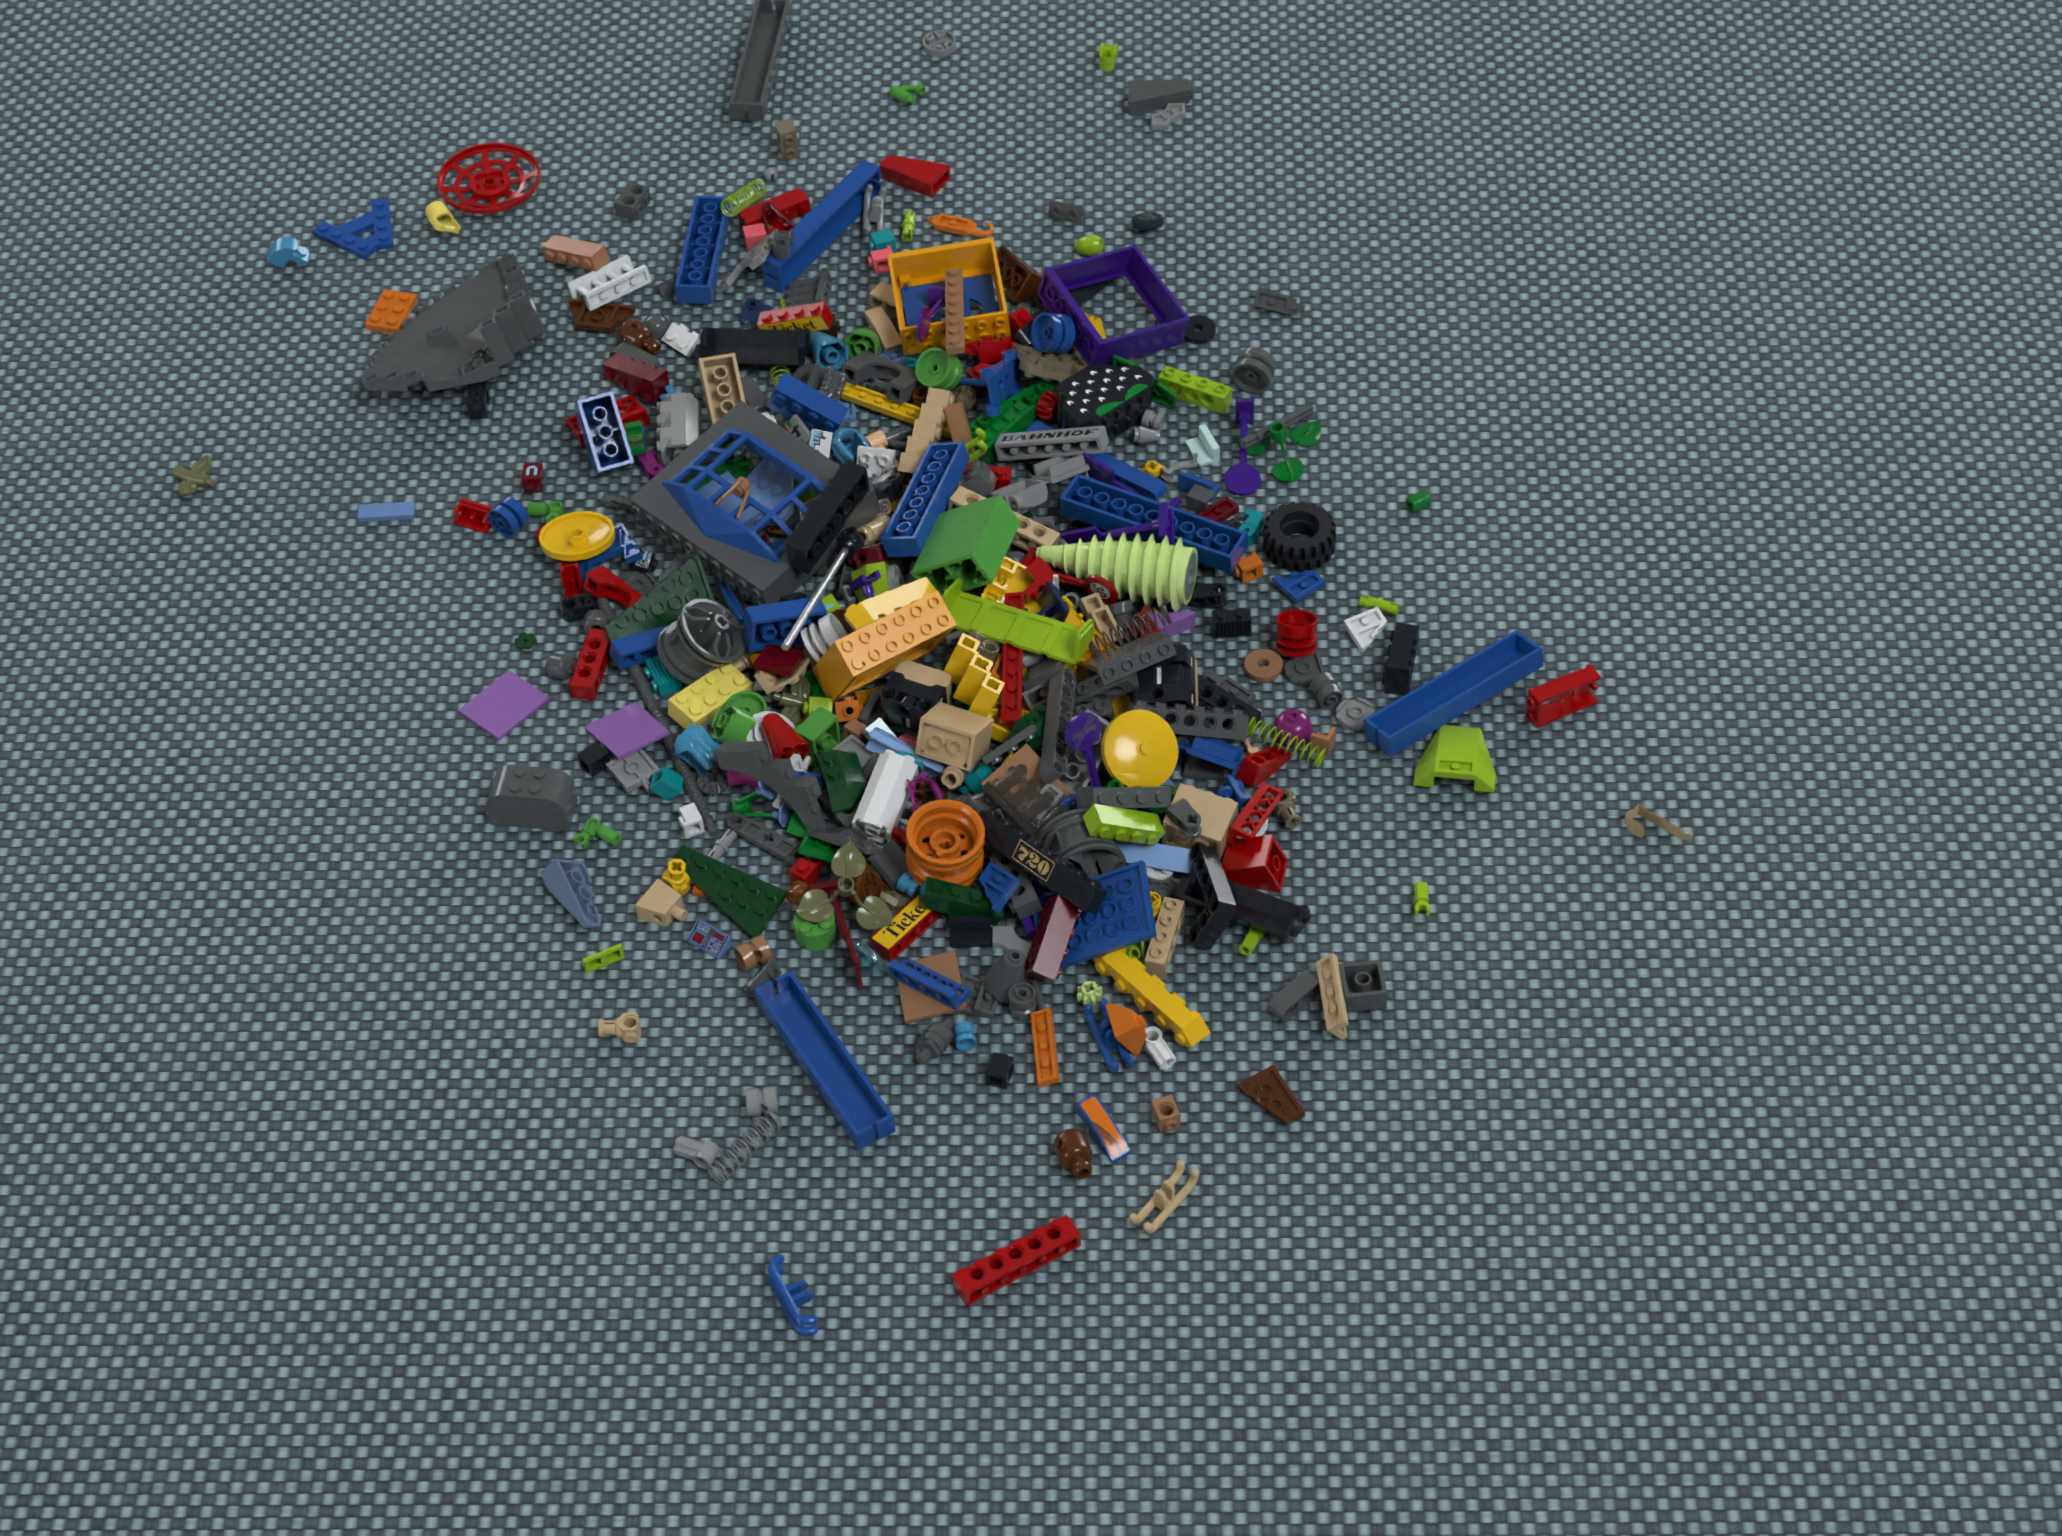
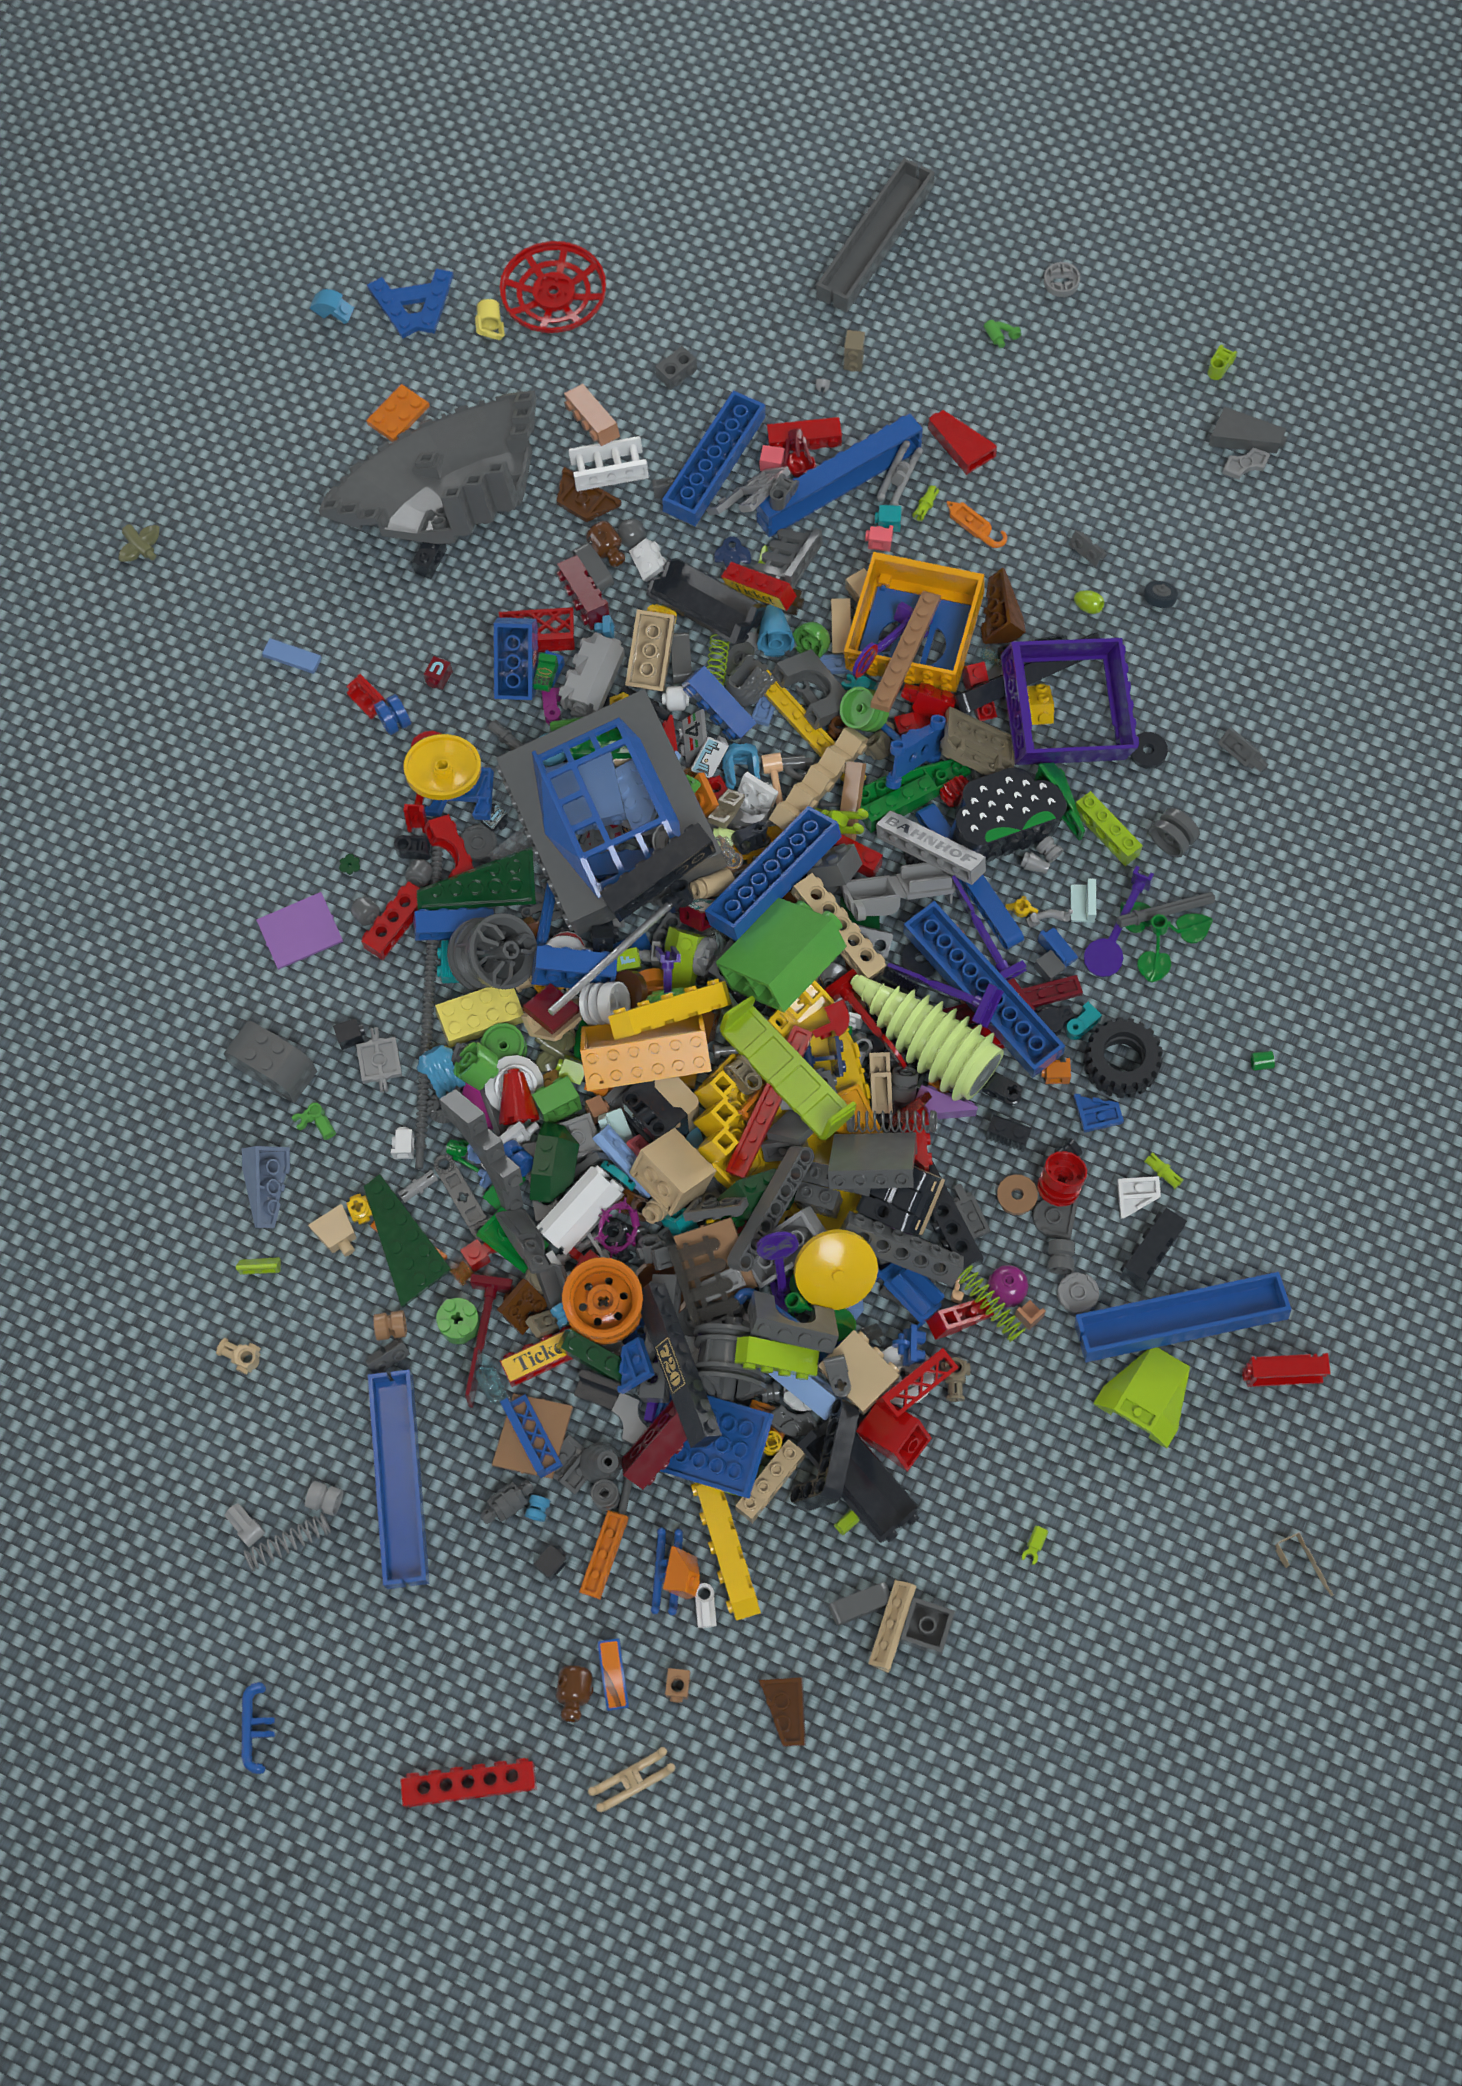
camera: 25 degrees right, 20 degrees up
(549, 510) = (440, 719): bright green bar -> none
(627, 730) = (392, 1013): medium lavender piece -> none
(666, 783) = (399, 1094): teal brick -> none
(709, 939) = (360, 1289): slope -> none
(739, 209) = (761, 420): lime piece -> none
(739, 488) = (590, 803): medium nougat plant -> none
(847, 864) = (462, 1308): olive plant -> none
(1052, 333) = (992, 713): blue wheel -> none
(1089, 993) = (673, 1507): yellowish green gear -> none

